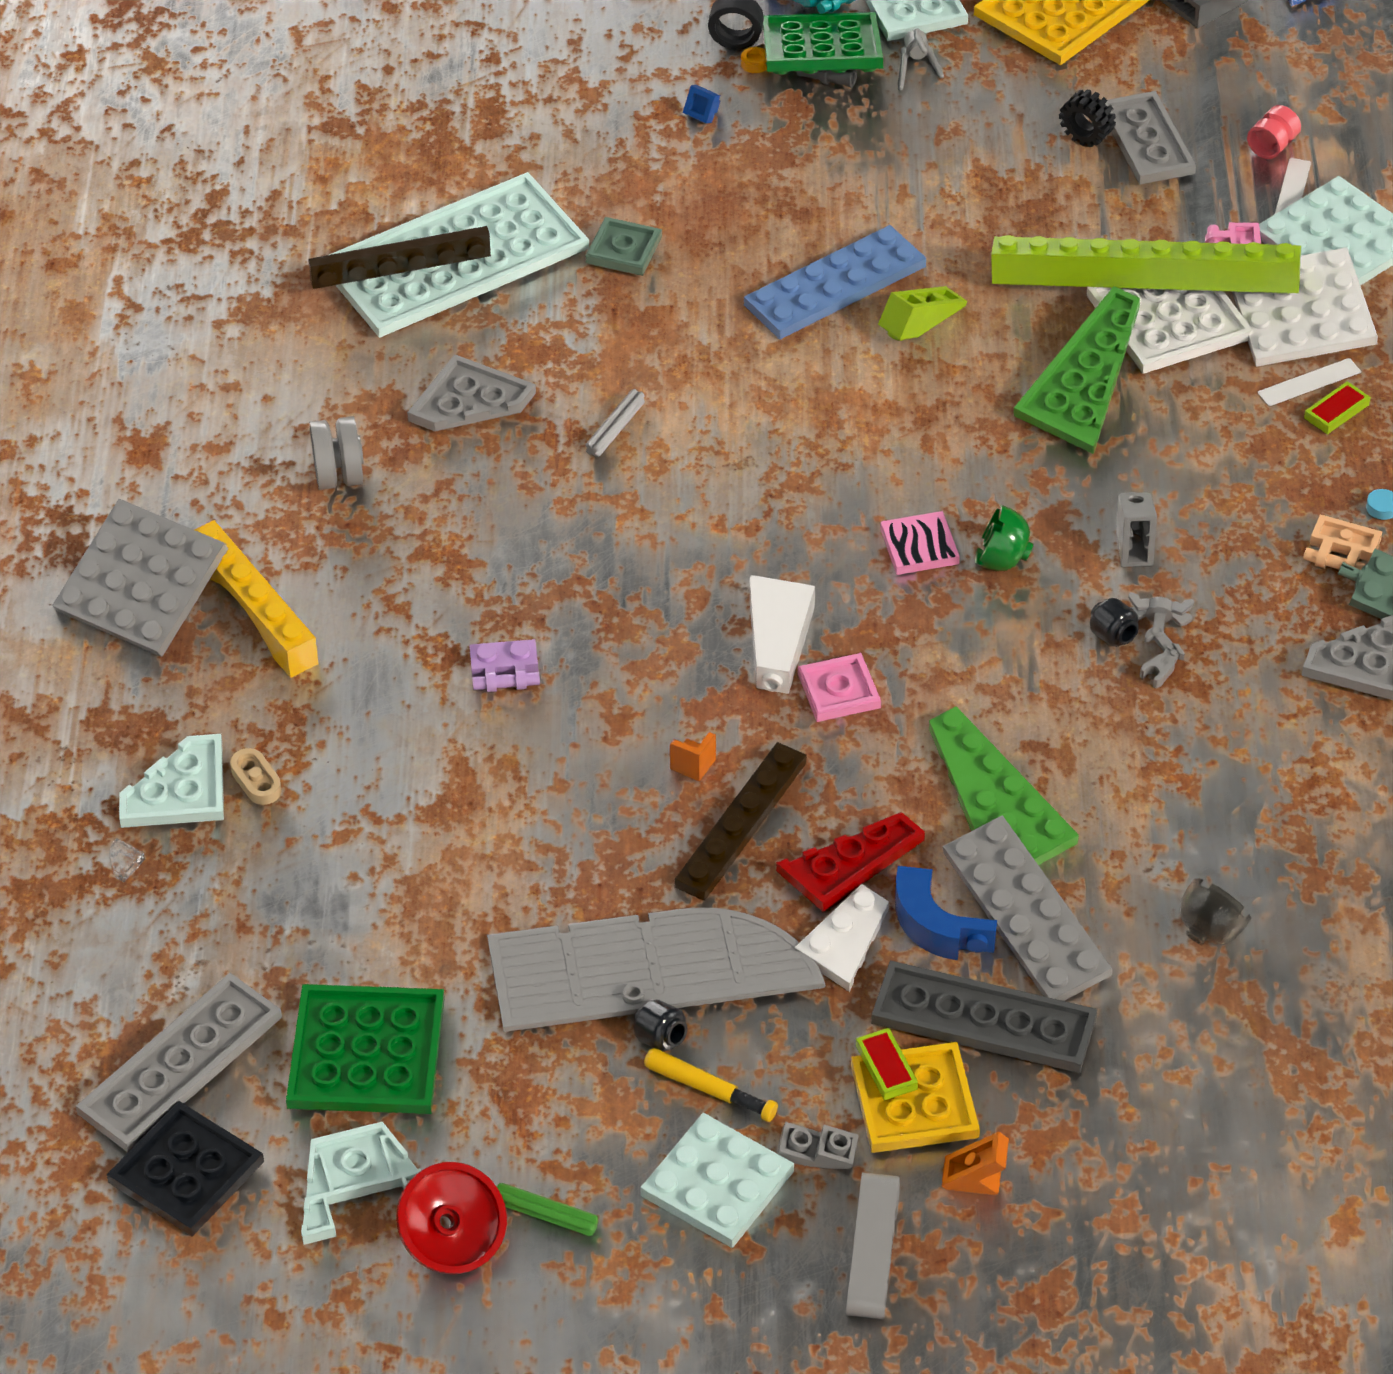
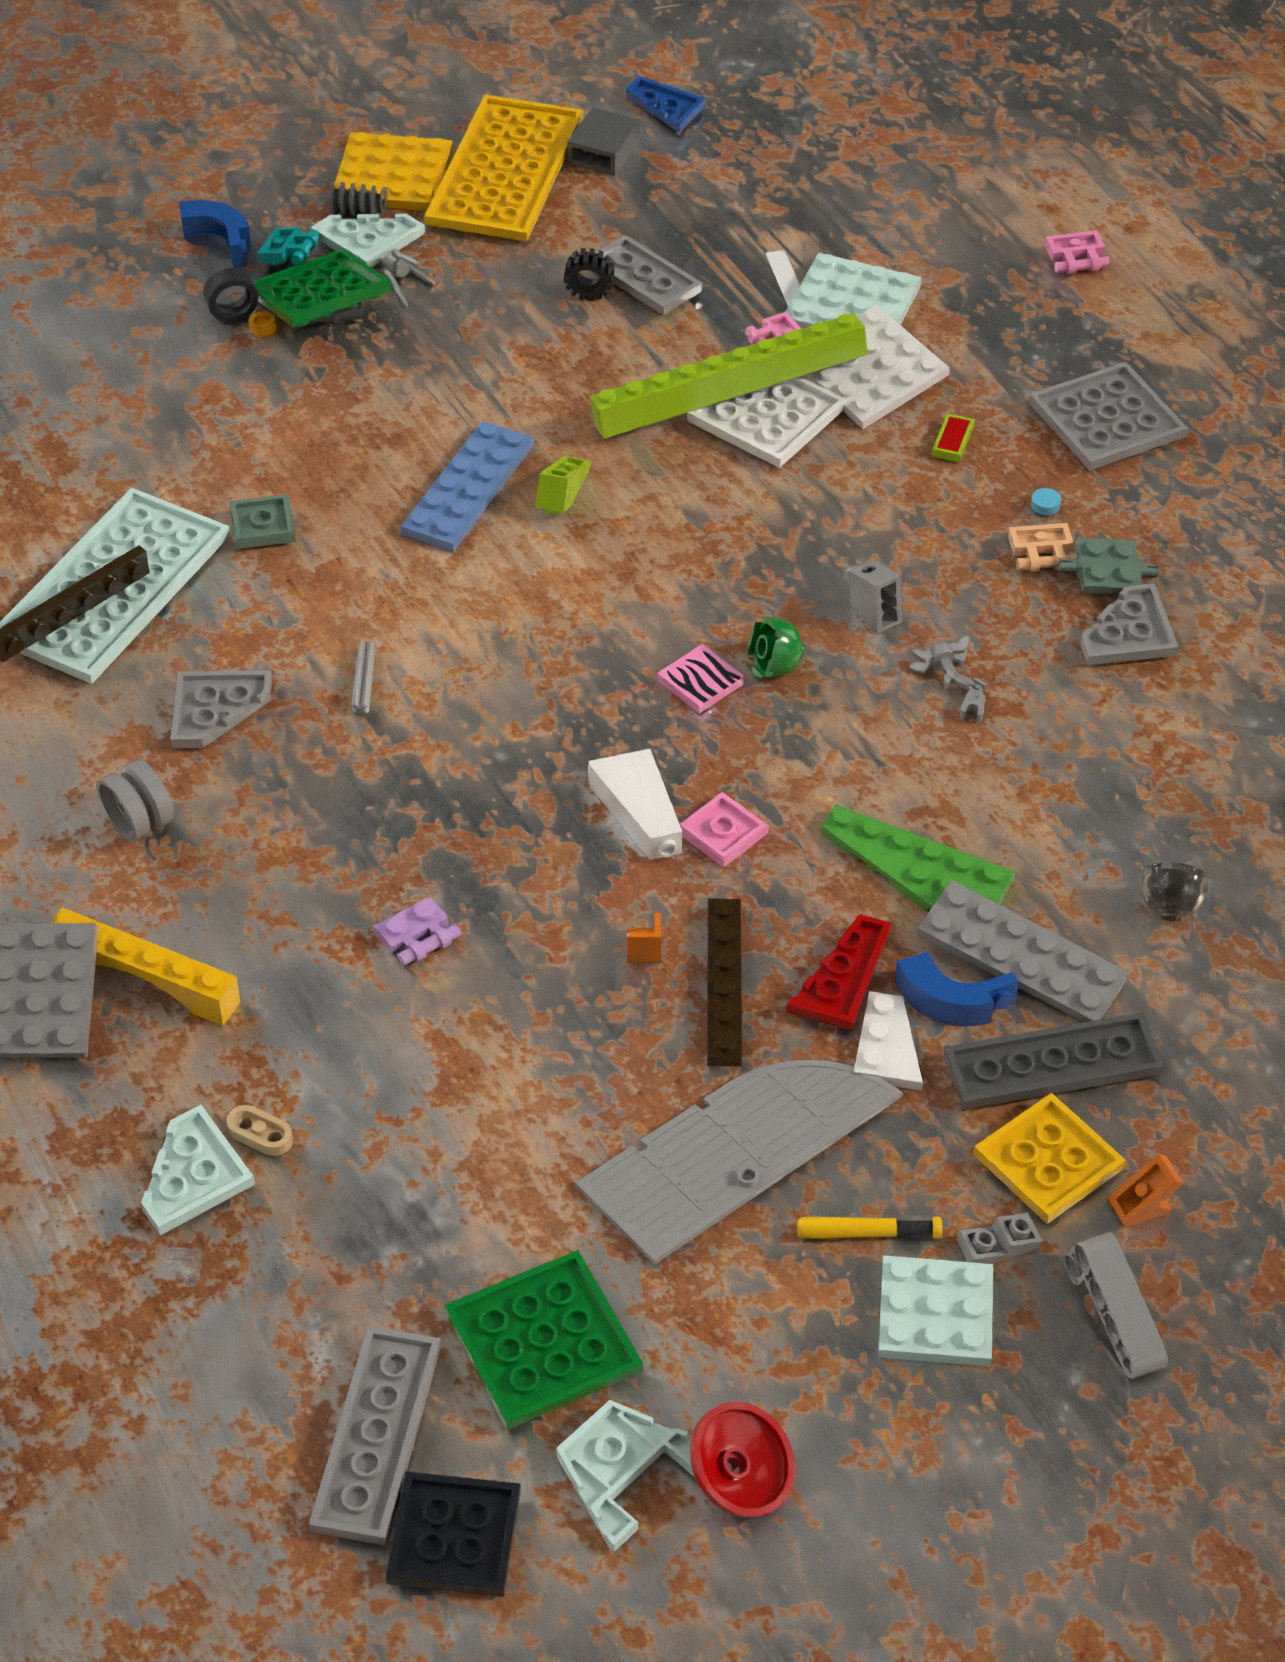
camera: 30 degrees left, 0 degrees up
(548, 1209) = (816, 1409): bright green axle -> none
(660, 1025) = (792, 1194): black head -> none
(701, 104) = (245, 375): blue tile -> none
(886, 1064) = (1012, 1138): tile -> none
(1079, 382) = (738, 489): bright green wing -> none
(1114, 622) = (913, 680): black head -> none
(1274, 132) = (744, 235): coral wheel -> none
(1309, 382) = (913, 426): white sticker -> none

